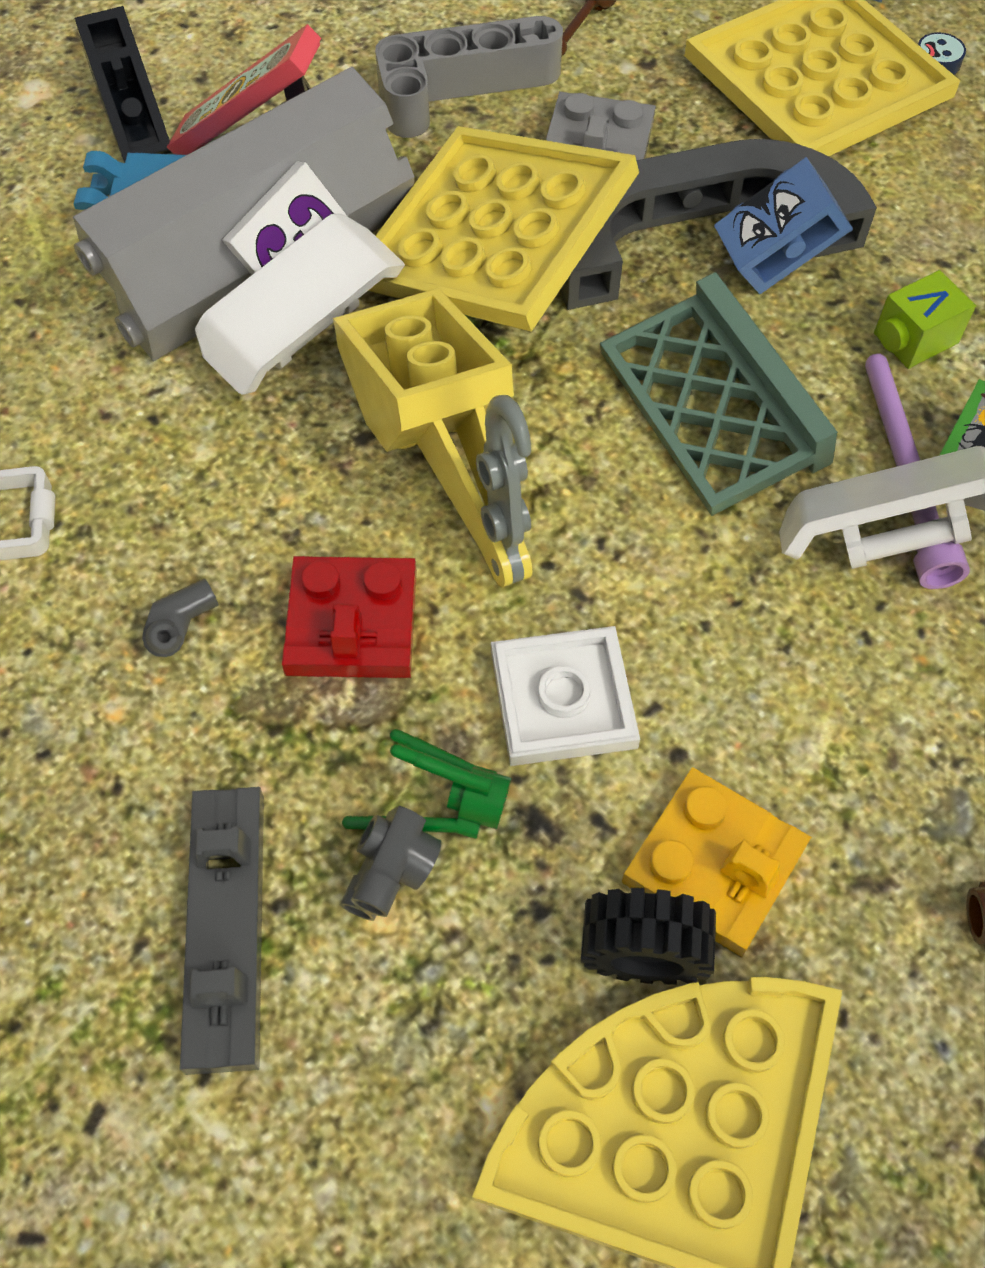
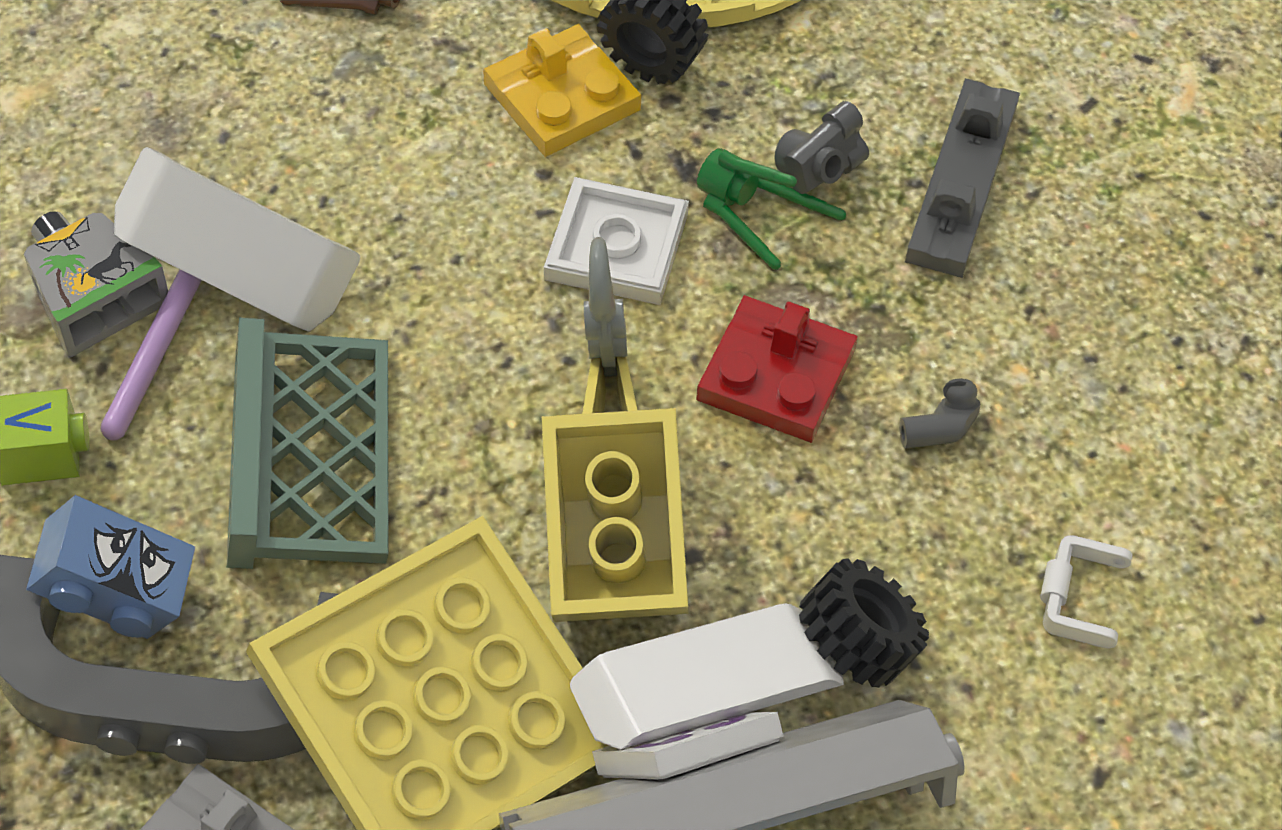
camera: 160 degrees left, 5 degrees down
(166, 379) = (863, 623): none -> black tyre

